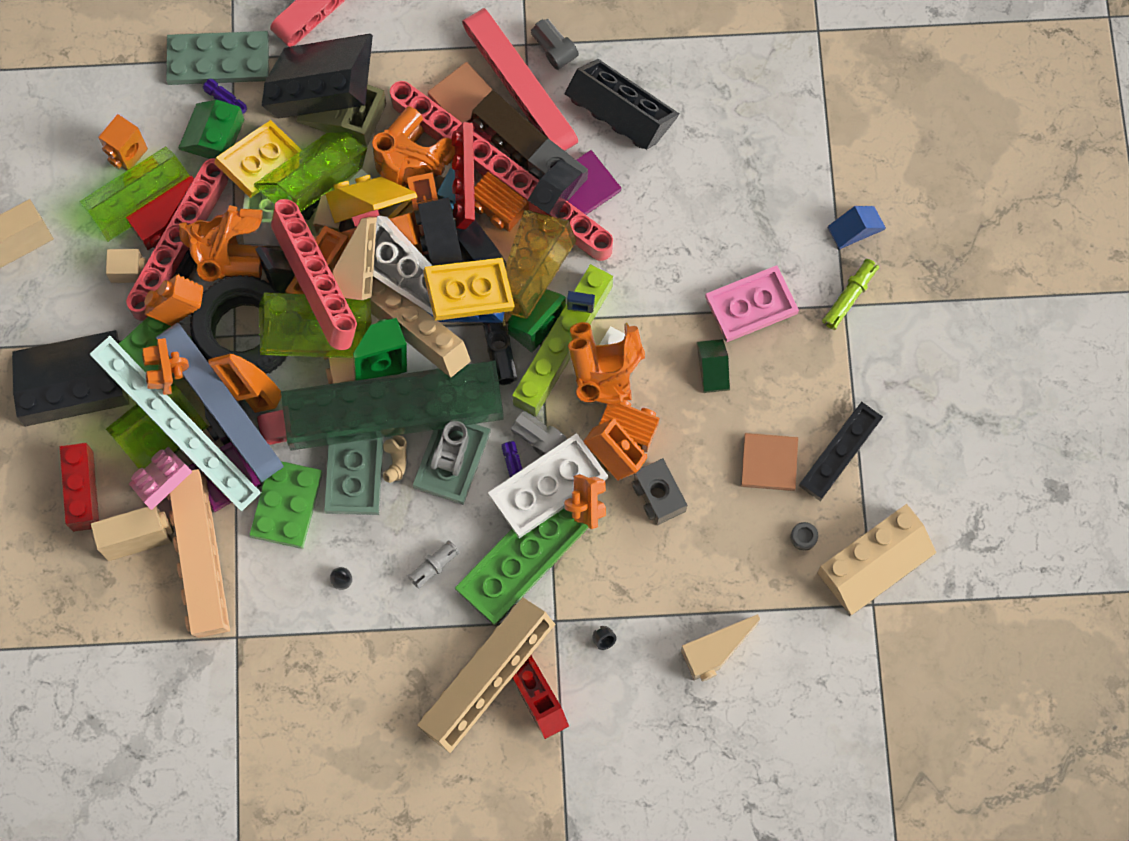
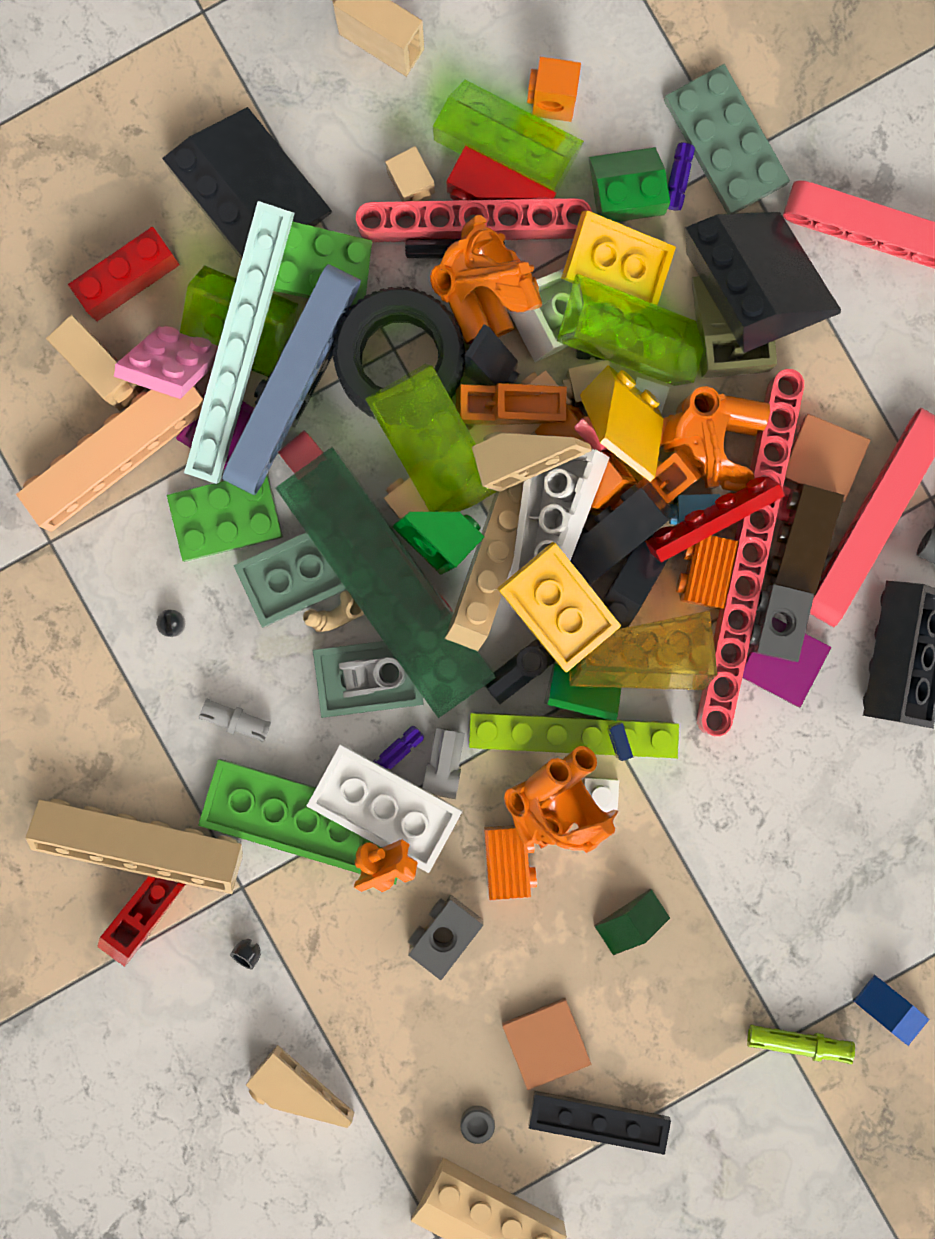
camera: 65 degrees right, 15 degrees up
(159, 356) = (300, 281): orange hips -> none
(173, 300) = (385, 260): orange brick -> none
(246, 382) = (329, 401): orange slope -> none
(313, 275) = (473, 417): coral beam -> none
(555, 187) = (751, 637): black slope -> none
(615, 449) = (465, 865): orange brick -> none
(751, 303) = (730, 933): bright pink plate -> none

